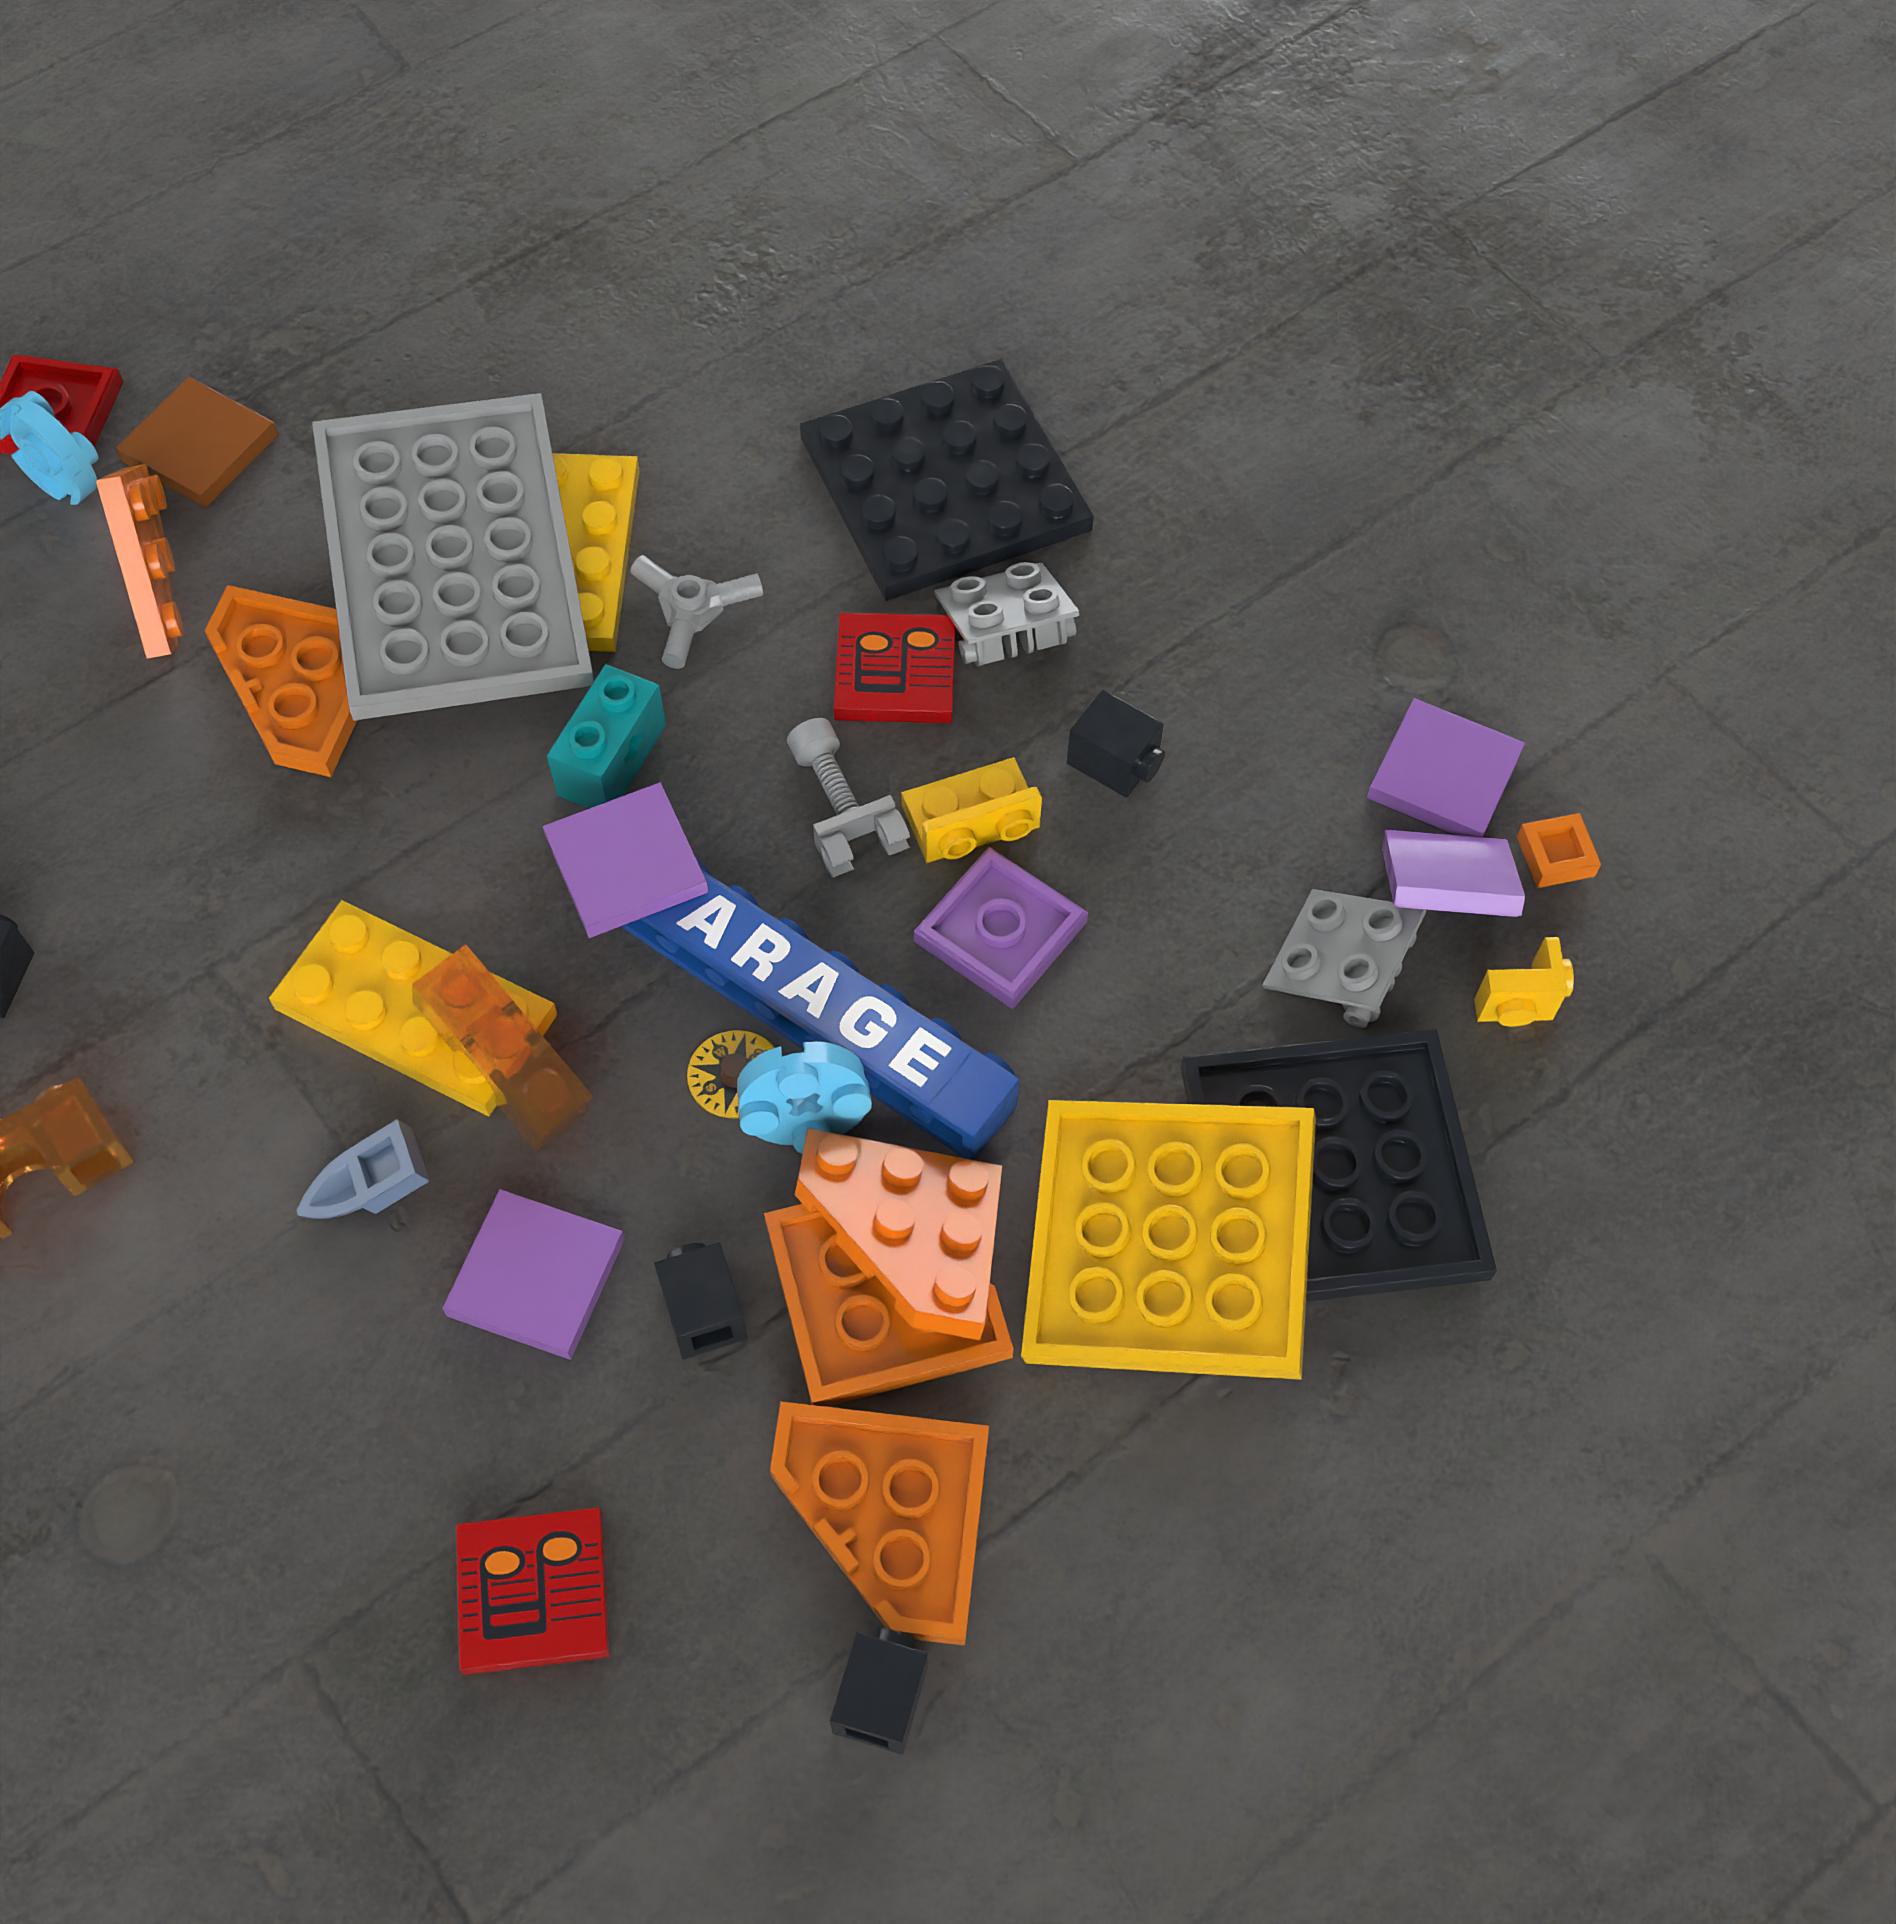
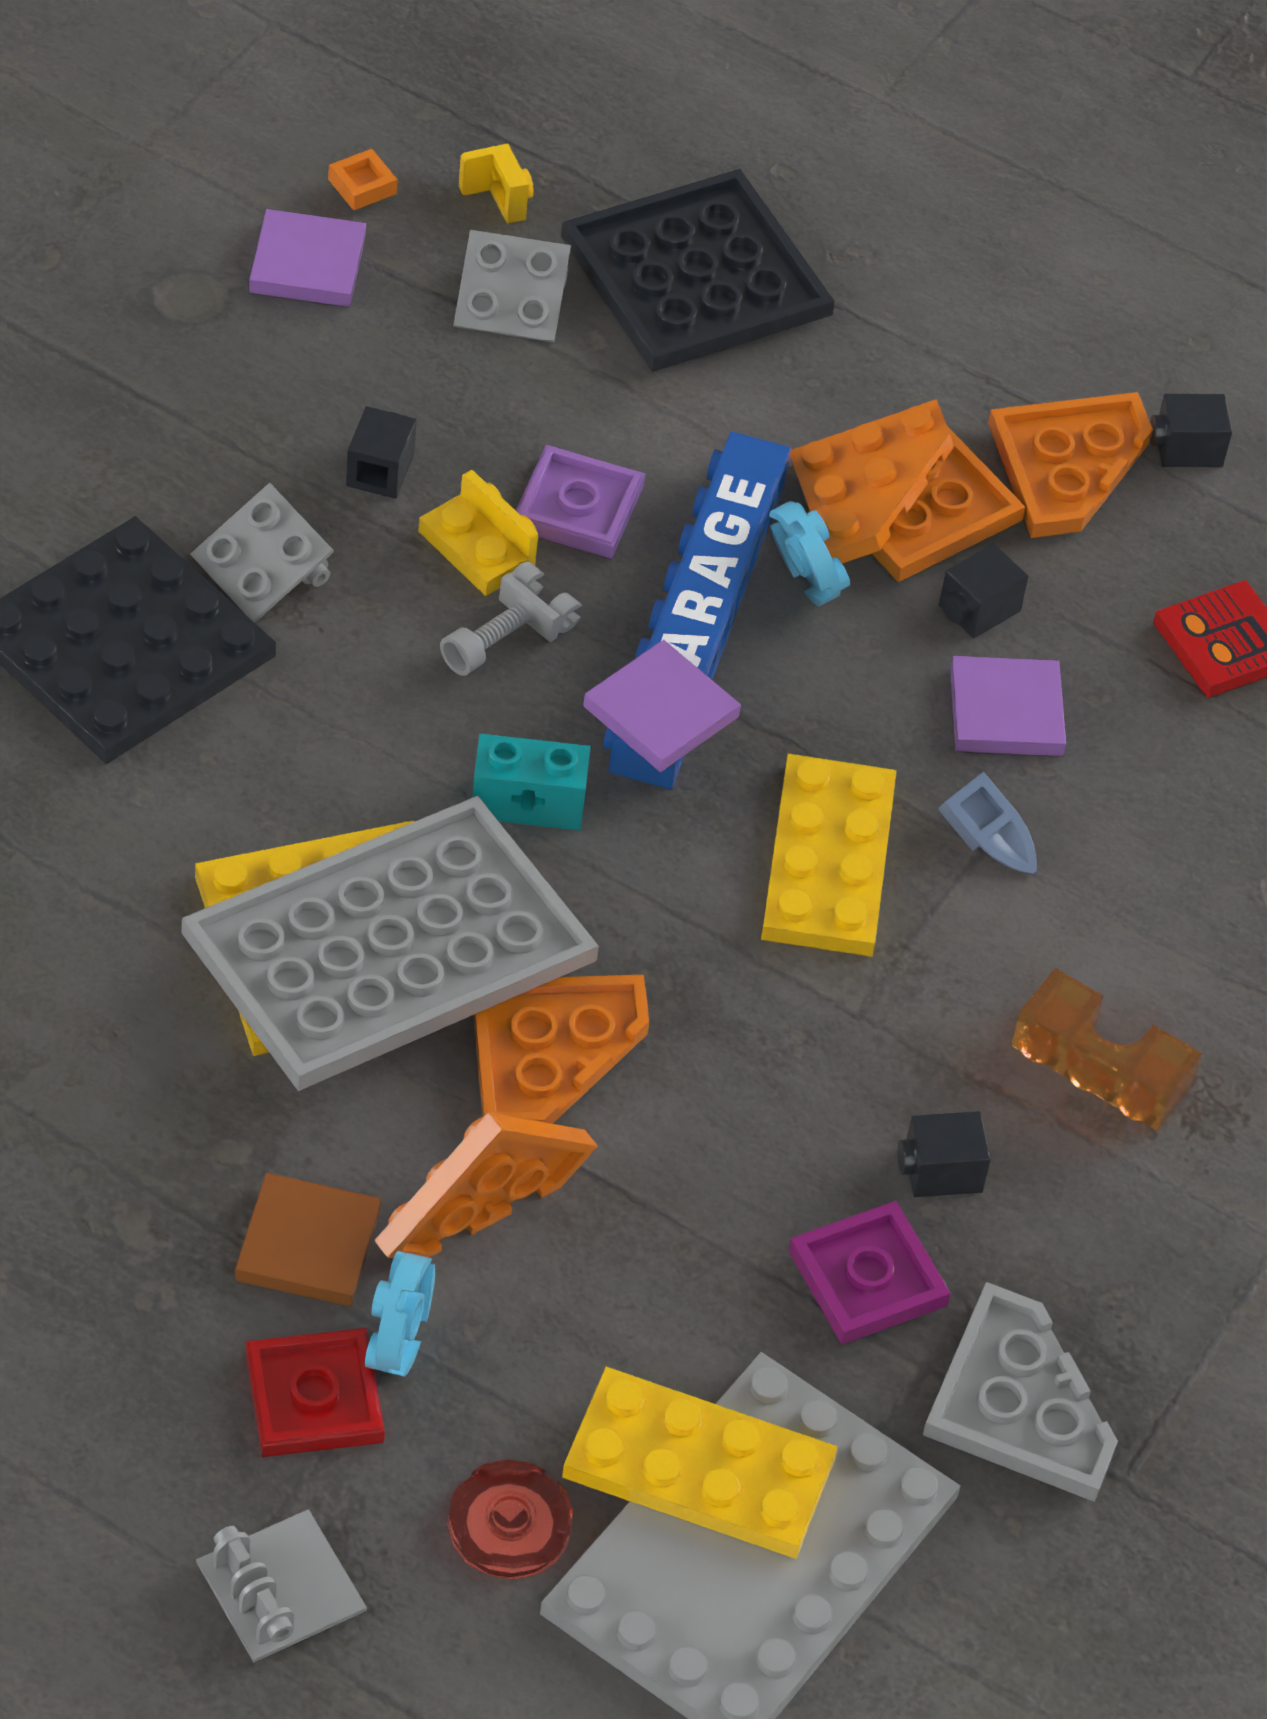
camera: 115 degrees left, 10 degrees down
(503, 1044) = (863, 734): clear orange arch -> none
(690, 603) = (351, 775): light grey piece -> none
(716, 1067) = (782, 639): piece -> none
(894, 668) = (354, 623): red tile -> none
(1172, 1238) = (806, 331): yellow plate -> none
(1452, 873) = (421, 227): medium lavender tile -> none

